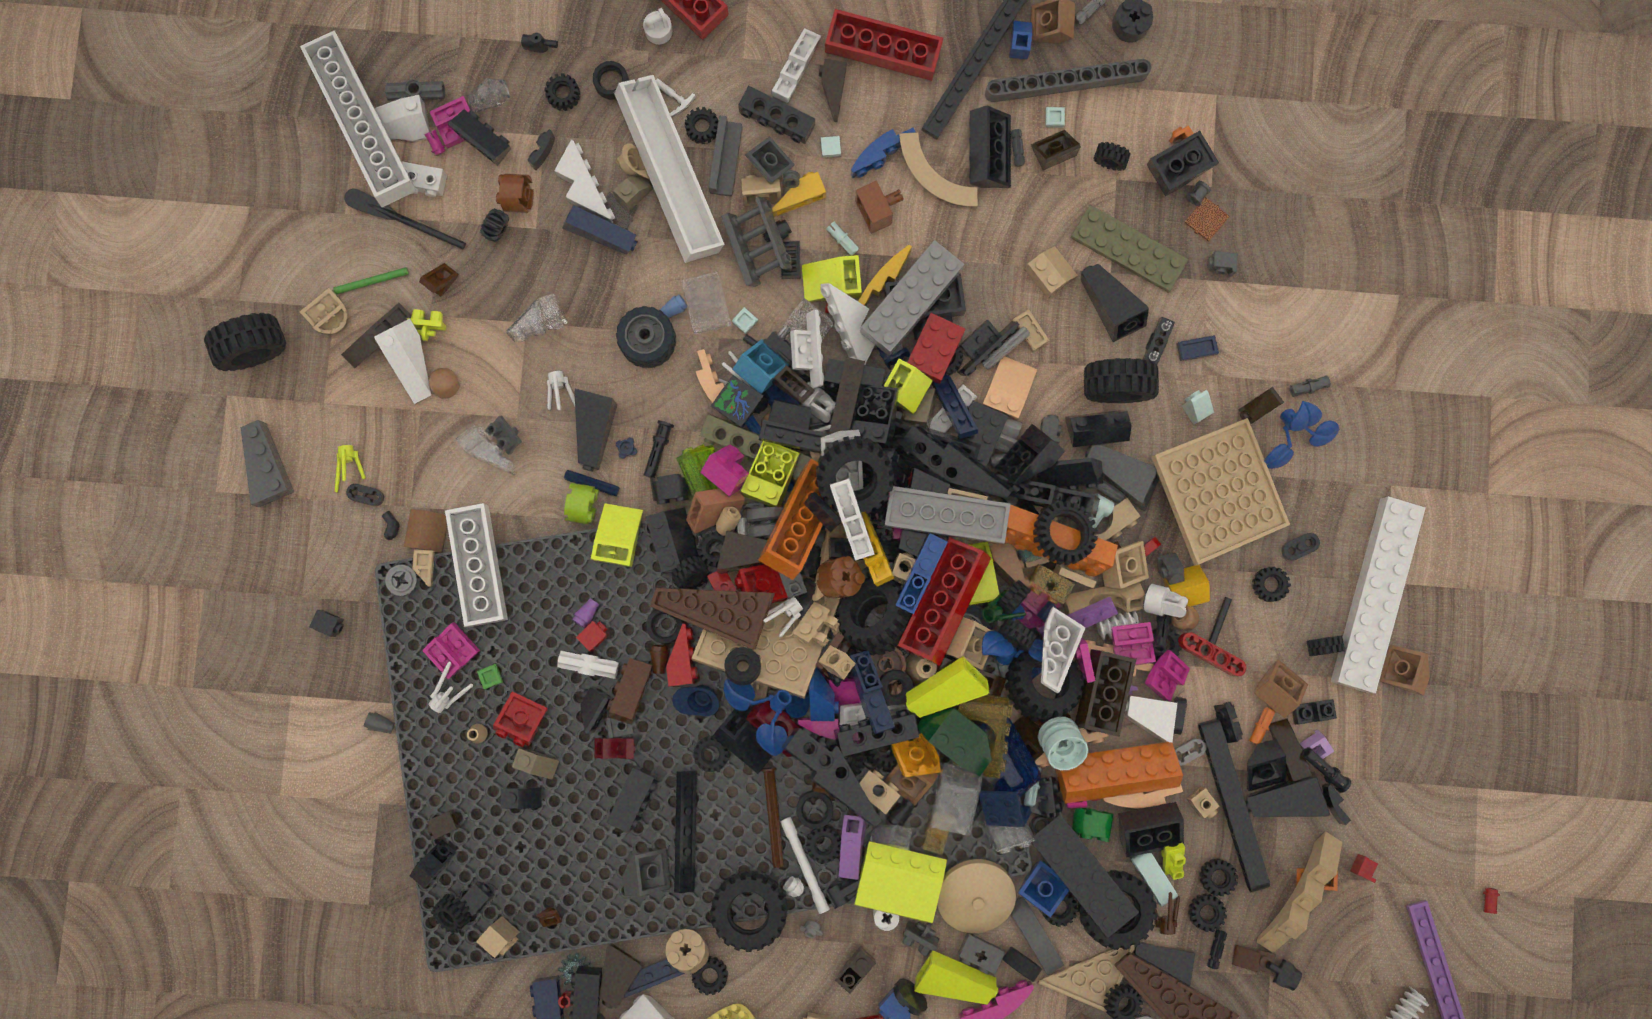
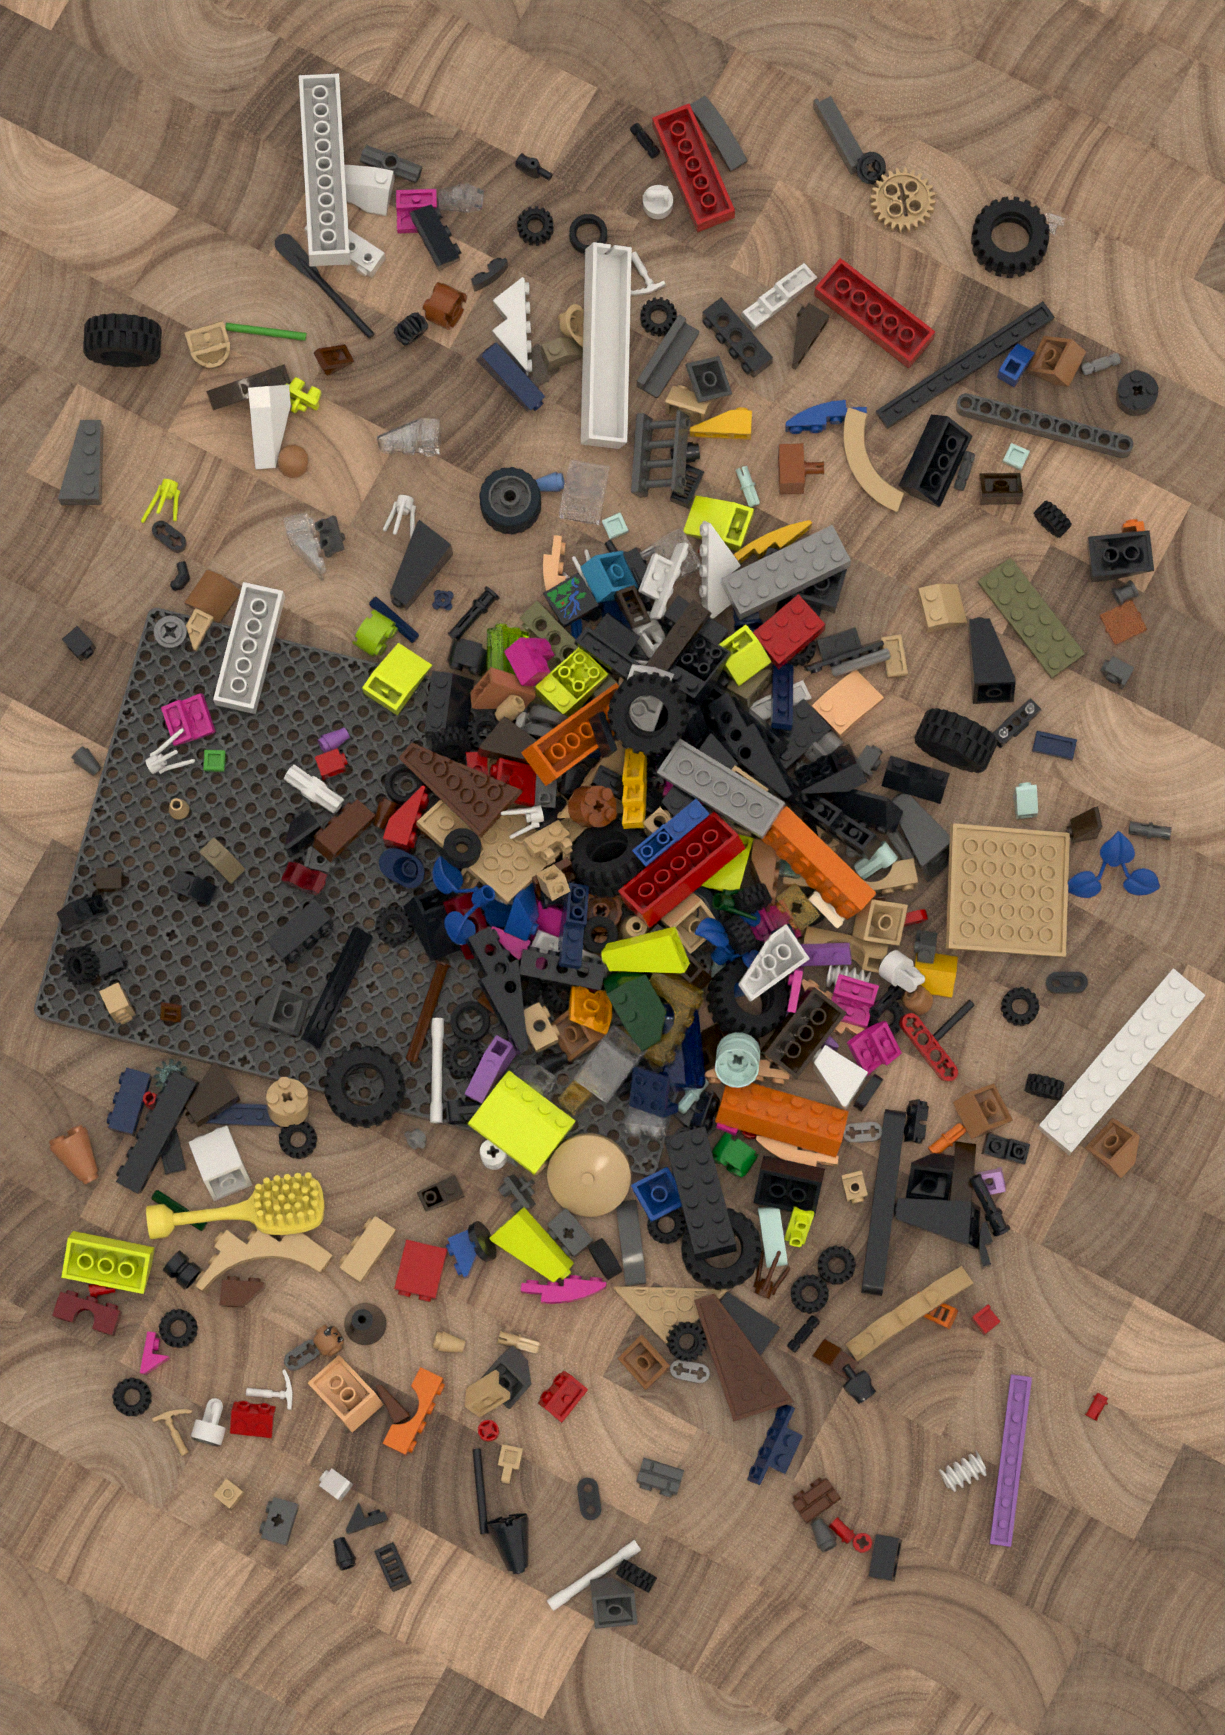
camera: 30 degrees right, 5 degrees down
(435, 143) = (388, 223): dark pink pin -> none
(519, 719) = (225, 812): red plate -> none
(791, 179) = (721, 406): dark grey bush -> none
(793, 887) = (417, 1086): white plate -> none
(830, 146) = (777, 391): light aqua tile -> none
(852, 519) = (627, 752): white slope -> none
(1082, 521) = (845, 842): black tyre -> none

